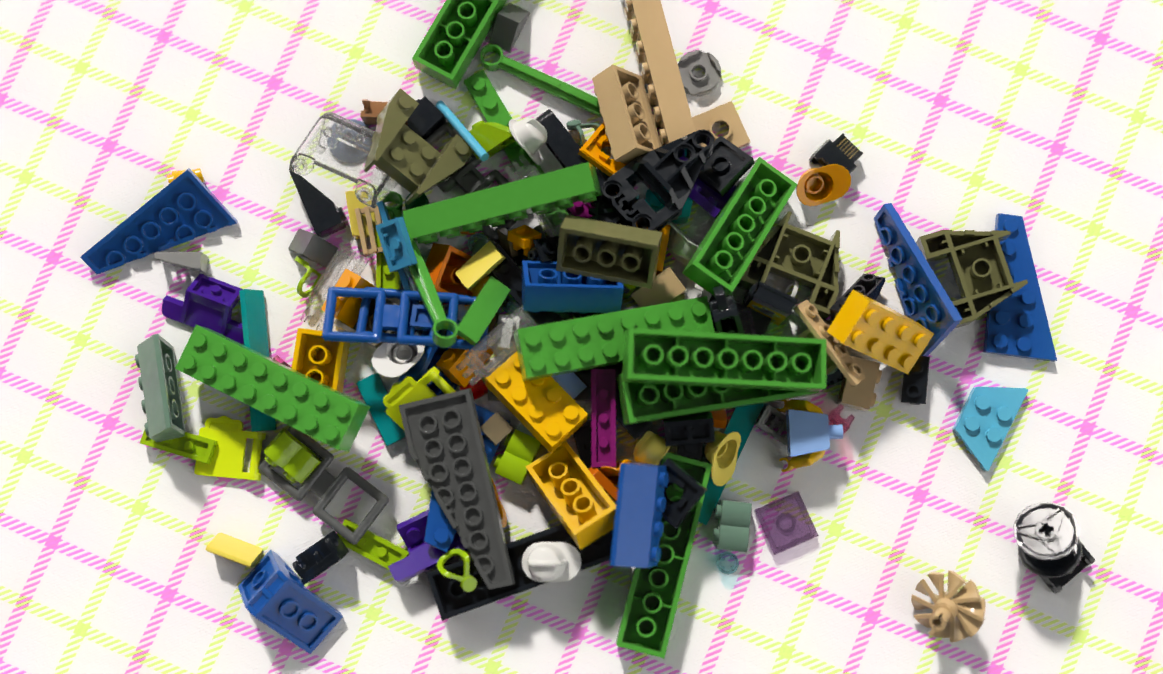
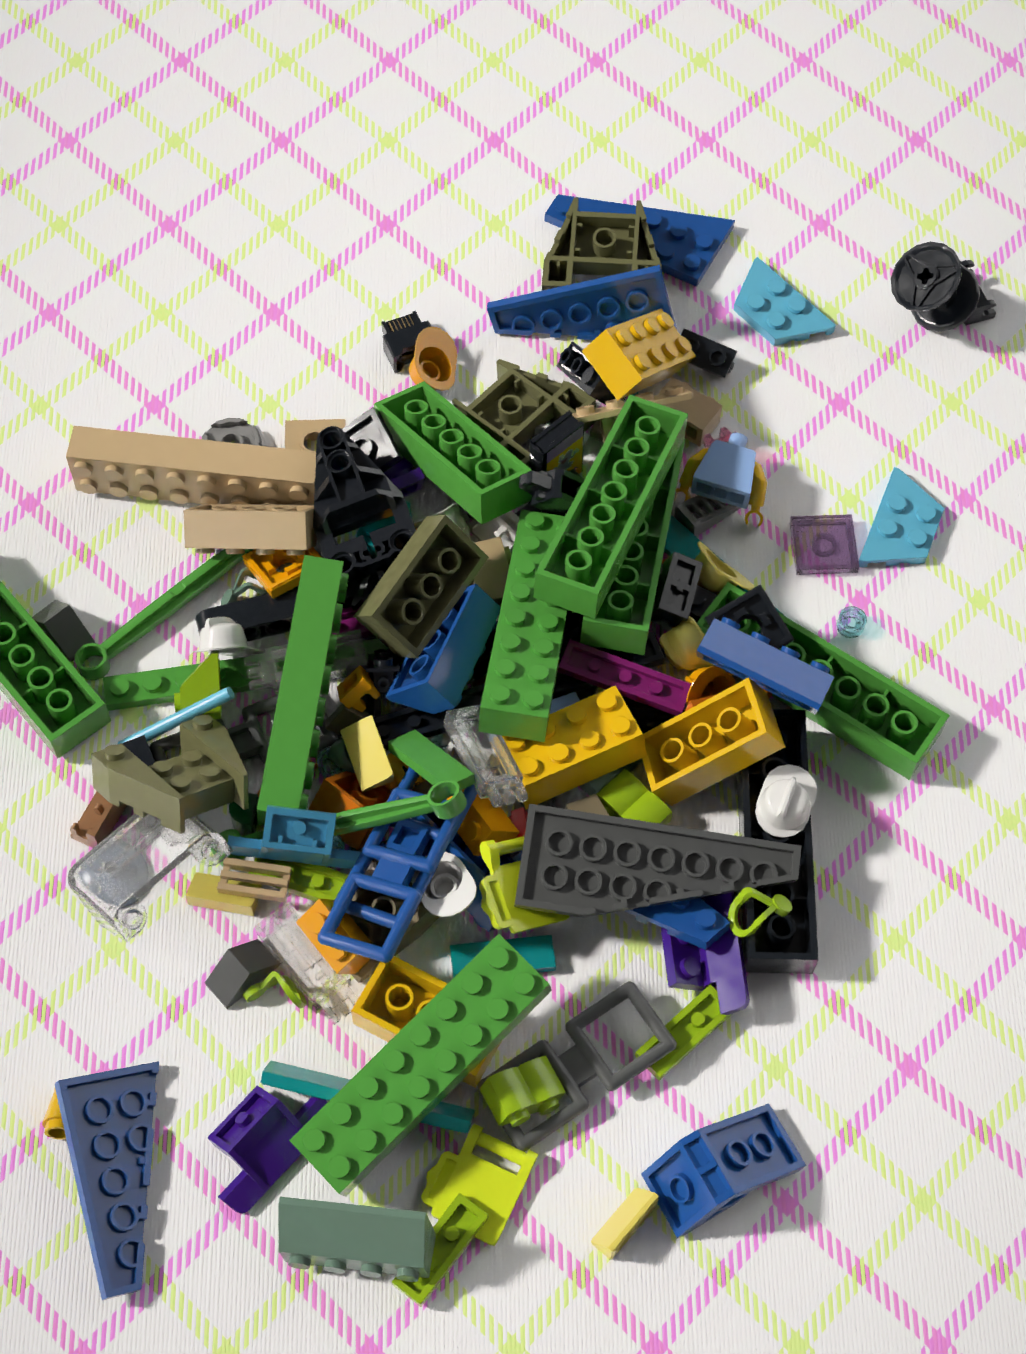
camera: 75 degrees left, 20 degrees down
(188, 260) = (182, 1146): light grey slope -> none
(320, 557) = (677, 1099): black hinge -> none
(322, 211) = (191, 940): black slope -> none
(733, 525) = (808, 597): sand green brick -> none
(827, 575) = (902, 524): none -> medium azure wing
(954, 611) = (978, 396): tan piece -> none

